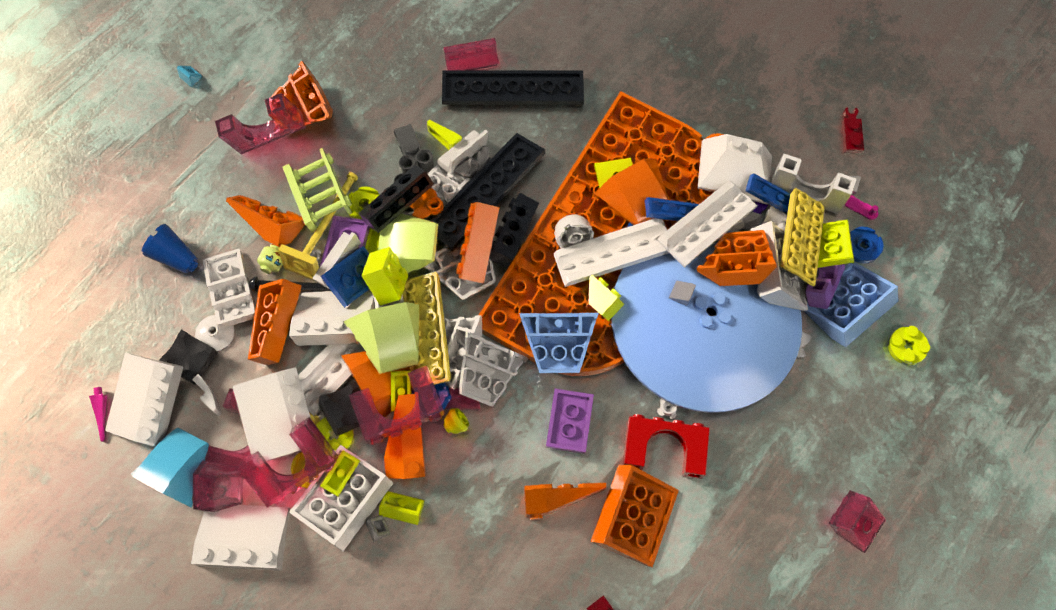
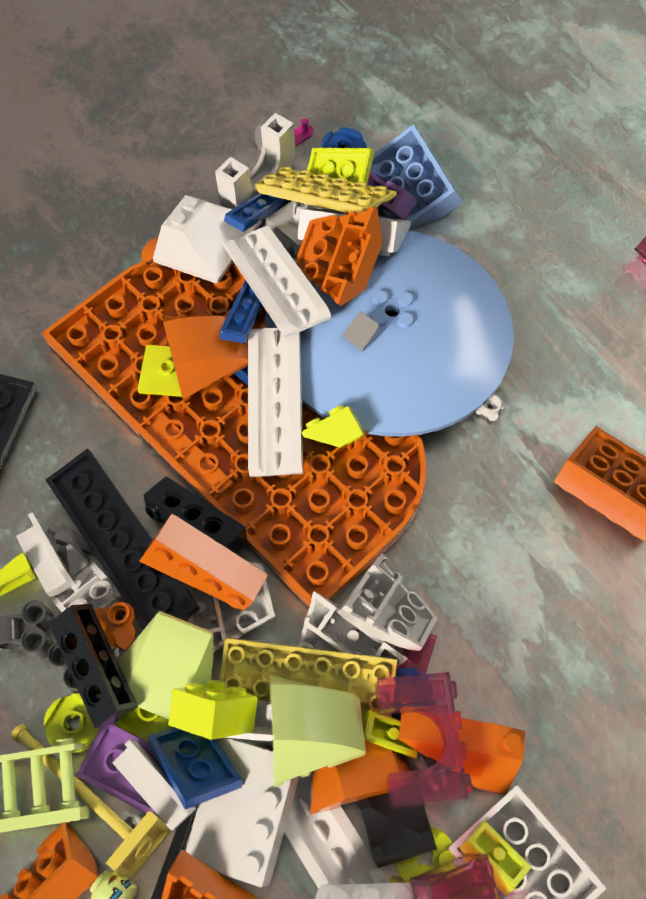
camera: 70 degrees left, 5 degrees down
(377, 528) = (577, 824): light grey slope -> none
(401, 507) = (553, 781): neon yellow slope -> none
(455, 421) = (455, 665): neon yellow cone -> none
(545, 500) = (584, 578): orange wedge -> none
(559, 339) = (376, 498): light blue wedge -> none
(569, 421) = (481, 525): medium lavender plate -> none
(572, 230) = (229, 439): white cylinder -> none
(692, 437) = (517, 445): red arch -> none
(852, 132) = (197, 115): dark red plate -> none
(911, 335) = (477, 136): neon yellow plate -> none

